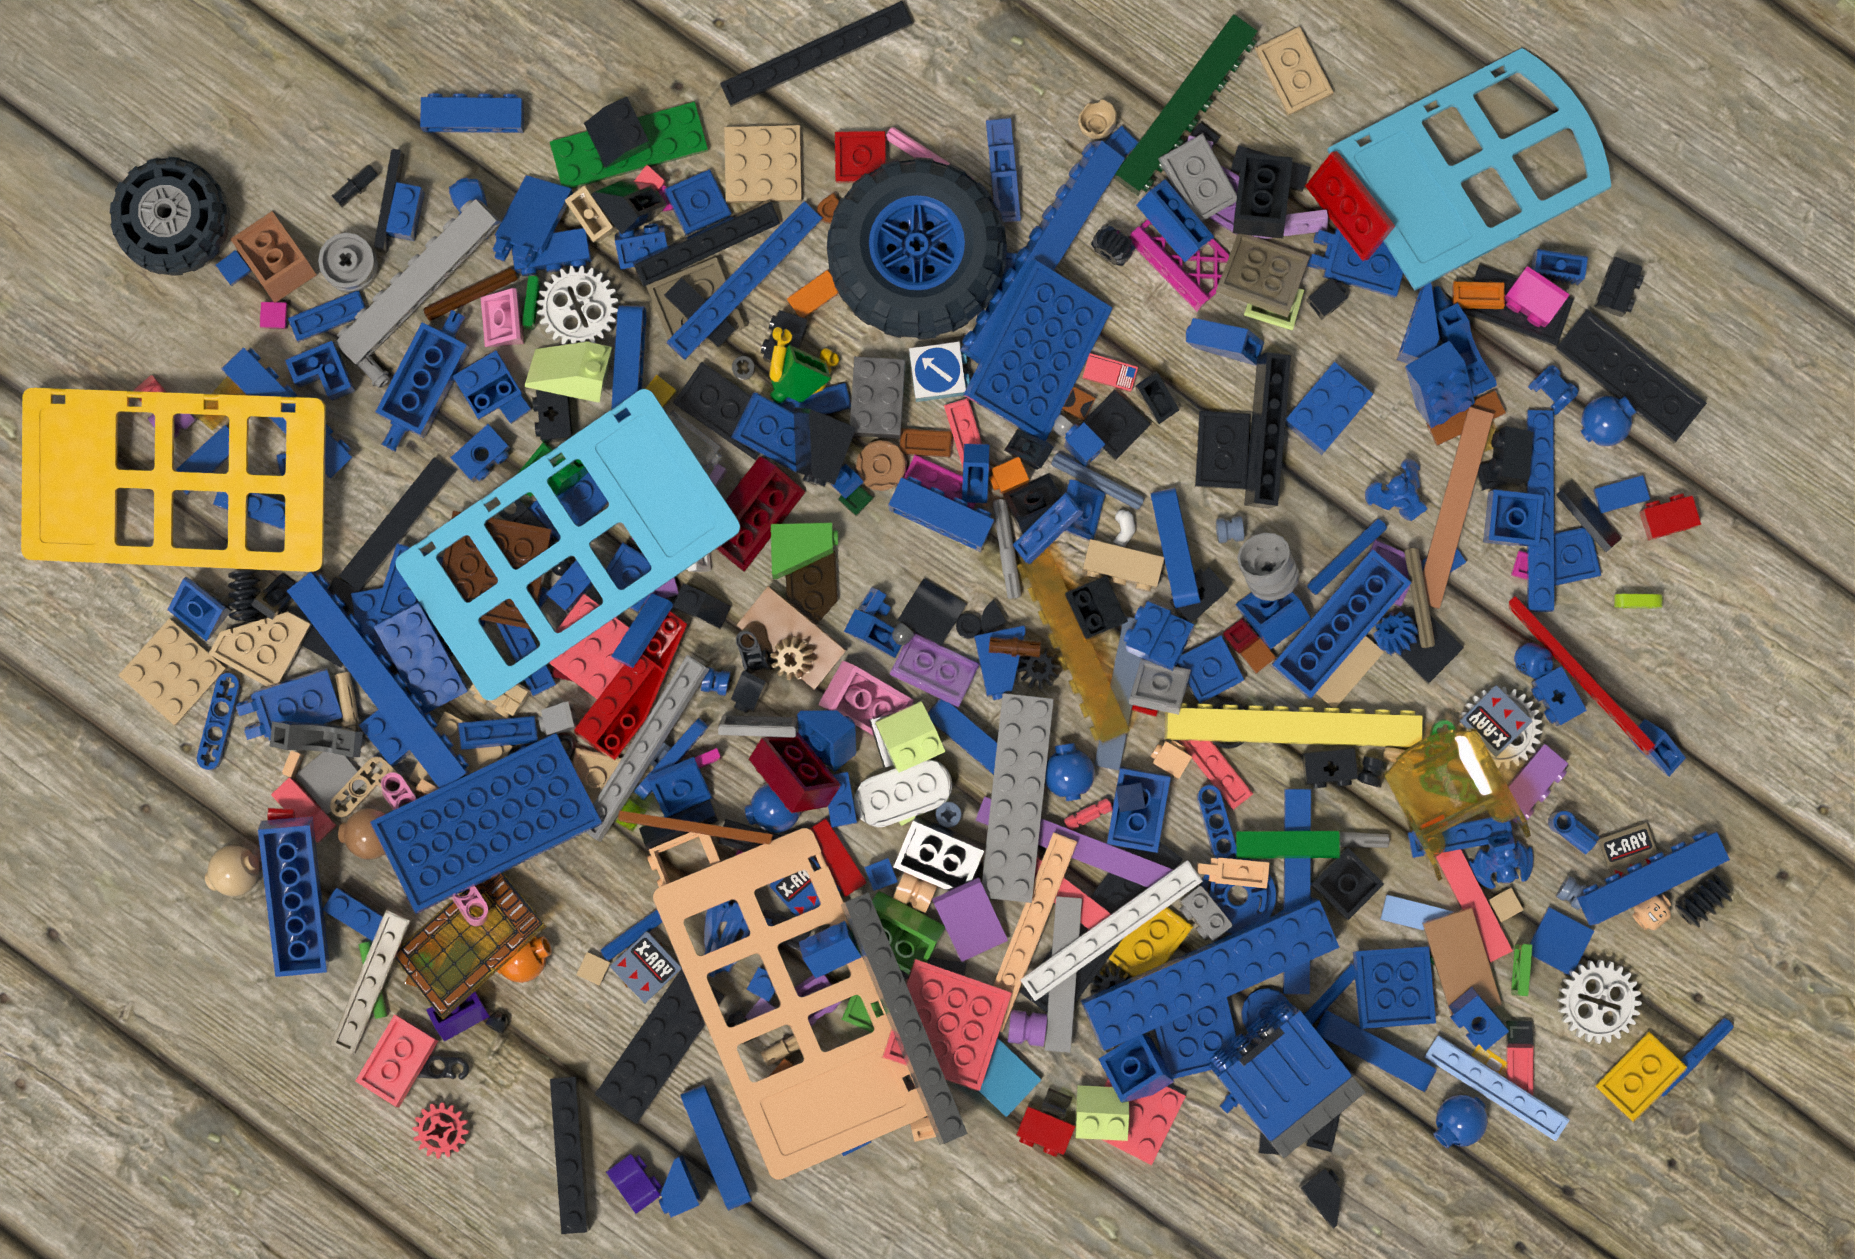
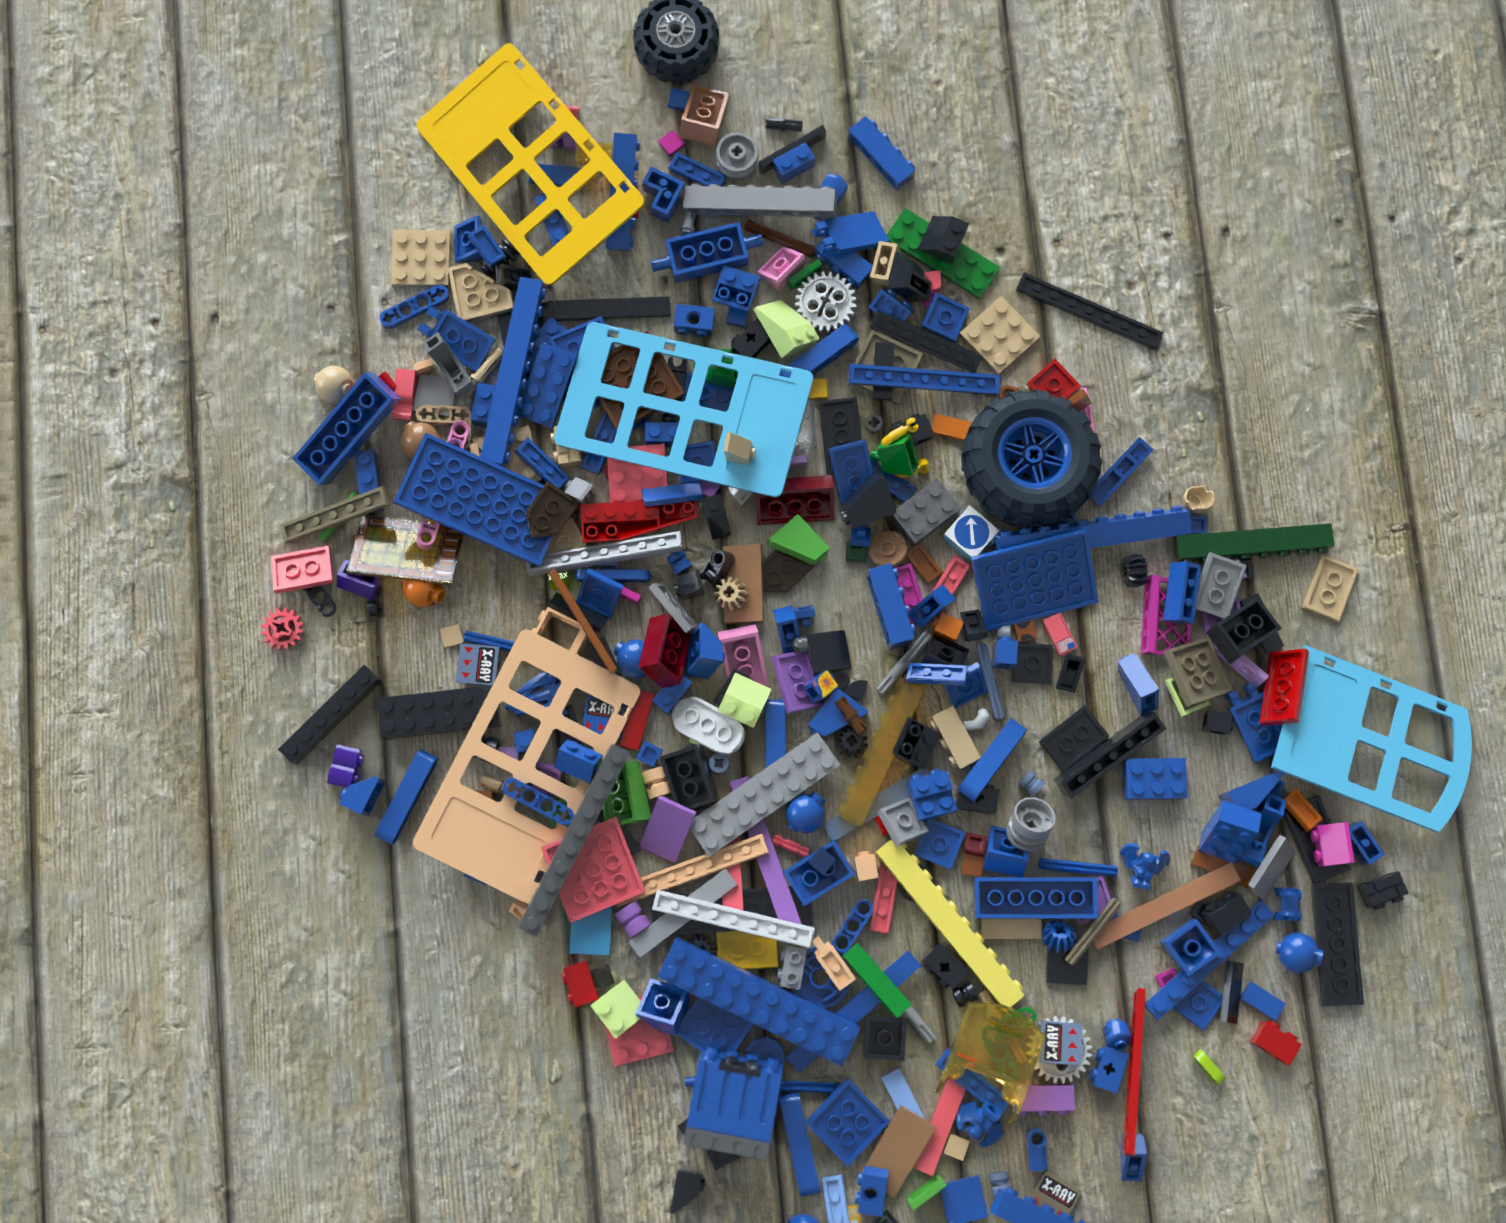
camera: 45 degrees right, 5 degrees down
(225, 596) = (486, 246): none -> blue tile
(555, 766) = (550, 511): none -> dark brown tile
(661, 528) = (738, 449): none -> tan slope
(835, 1022) = (539, 799): none -> blue beam
(901, 149) = (1080, 400): none -> dark orange tile
(959, 651) = (820, 686): none -> brick
(1507, 374) = (1271, 868): none -> light grey tile

